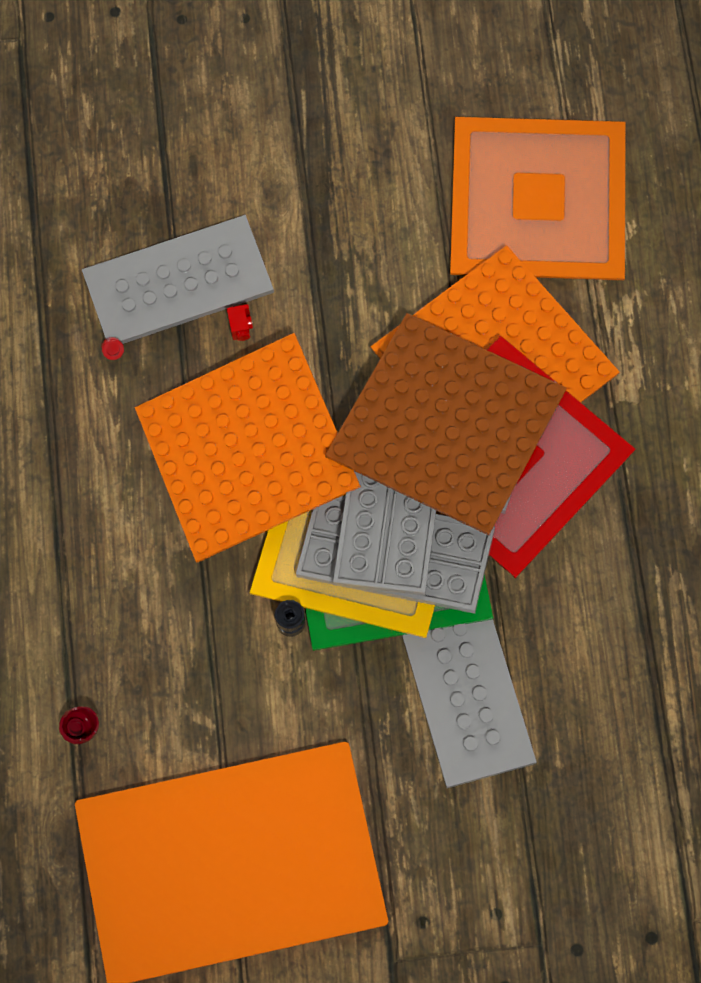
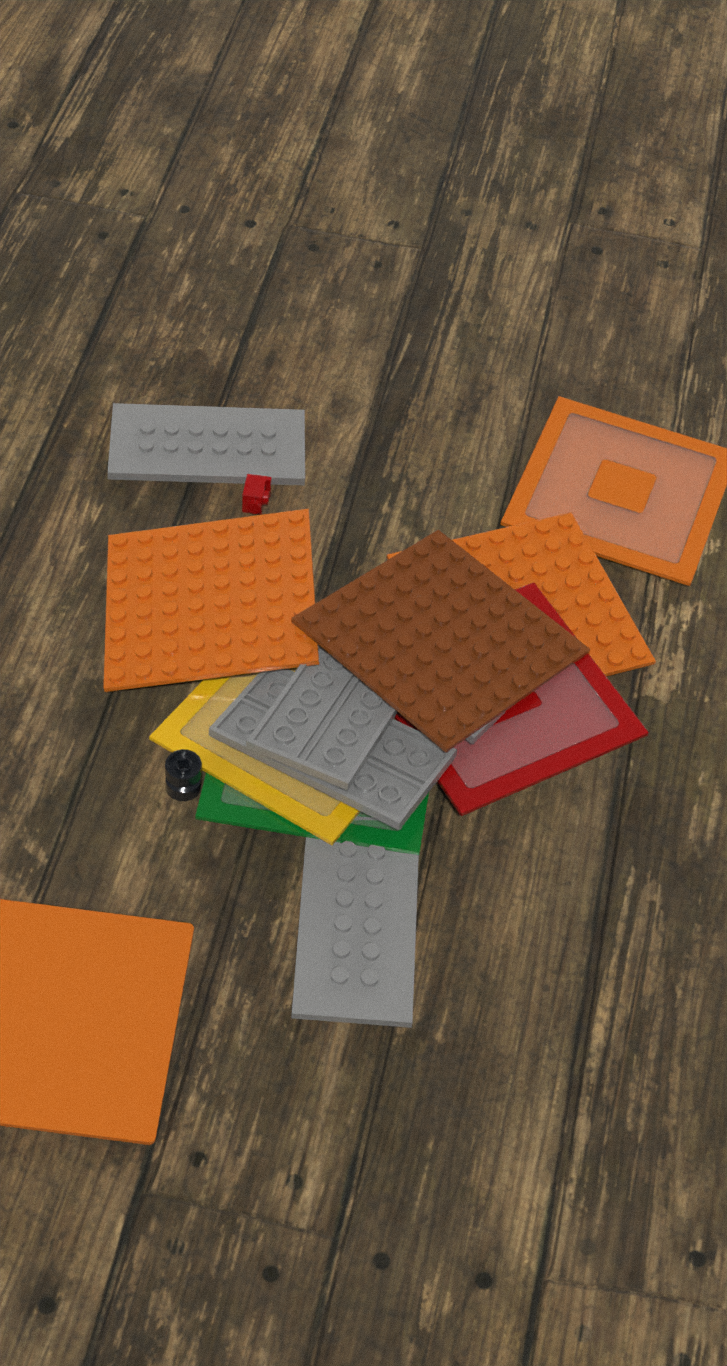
camera: 10 degrees right, 20 degrees down
(112, 348) = (110, 476): red tile -> none

